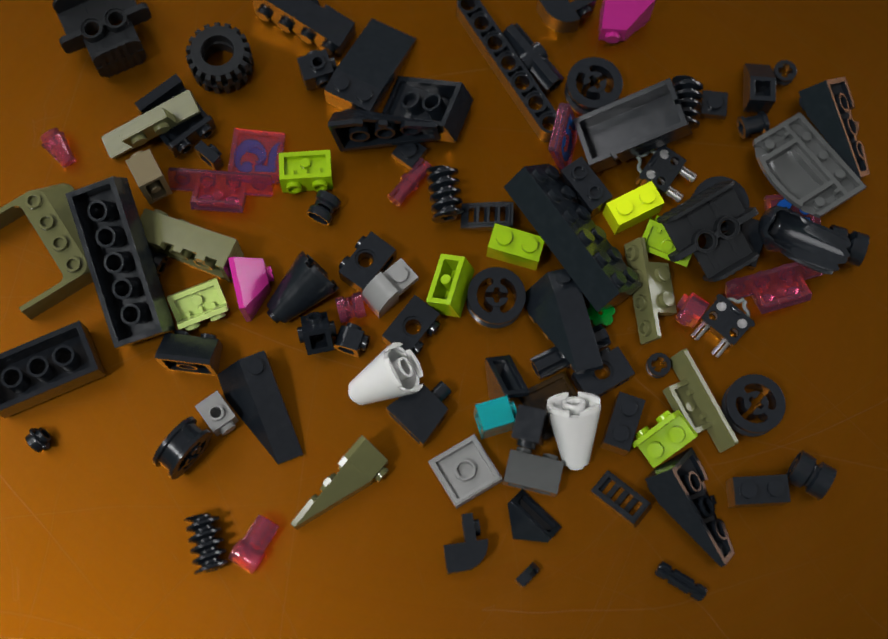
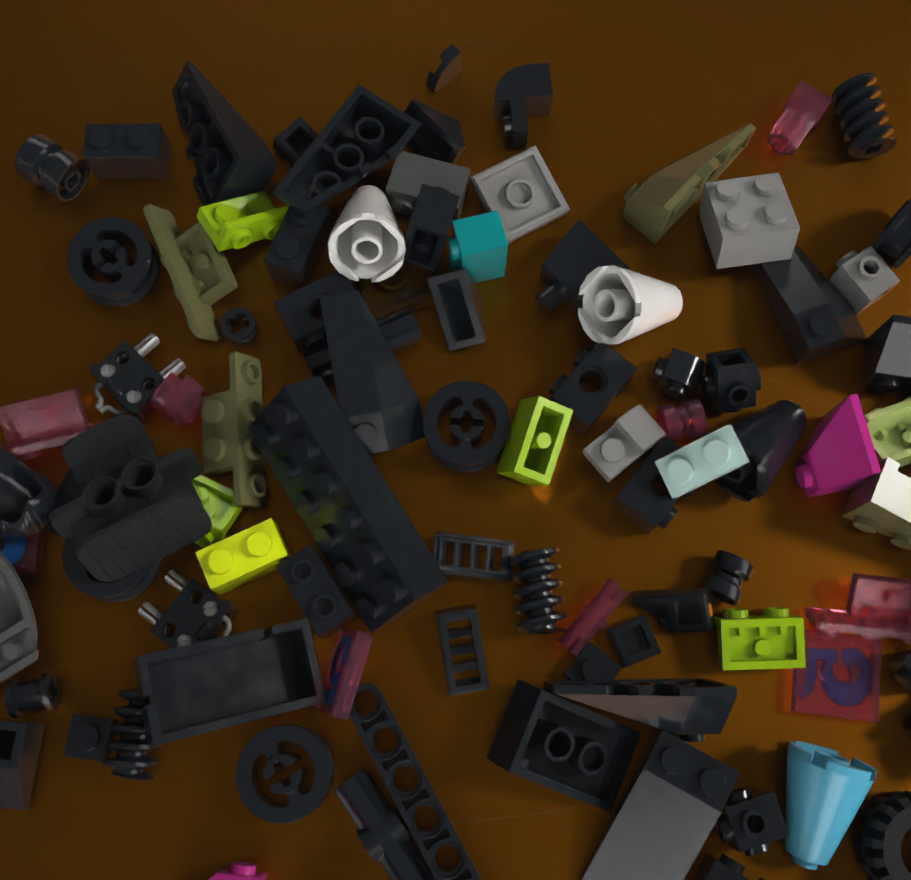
camera: 175 degrees left, 0 degrees up
(273, 84) = (821, 800): none -> medium azure cone
(299, 449) = (748, 220): none -> light grey brick
(342, 264) = (702, 461): none -> light aqua plate
(355, 188) = (678, 608): none -> black tile
(383, 171) = (633, 641): none -> black tile
(492, 178) = (468, 684): none -> black slope
(515, 246) = (434, 500): lime brick -> none
(589, 491) = (351, 146): none -> black wedge
(681, 581) = (246, 58): black axle -> none

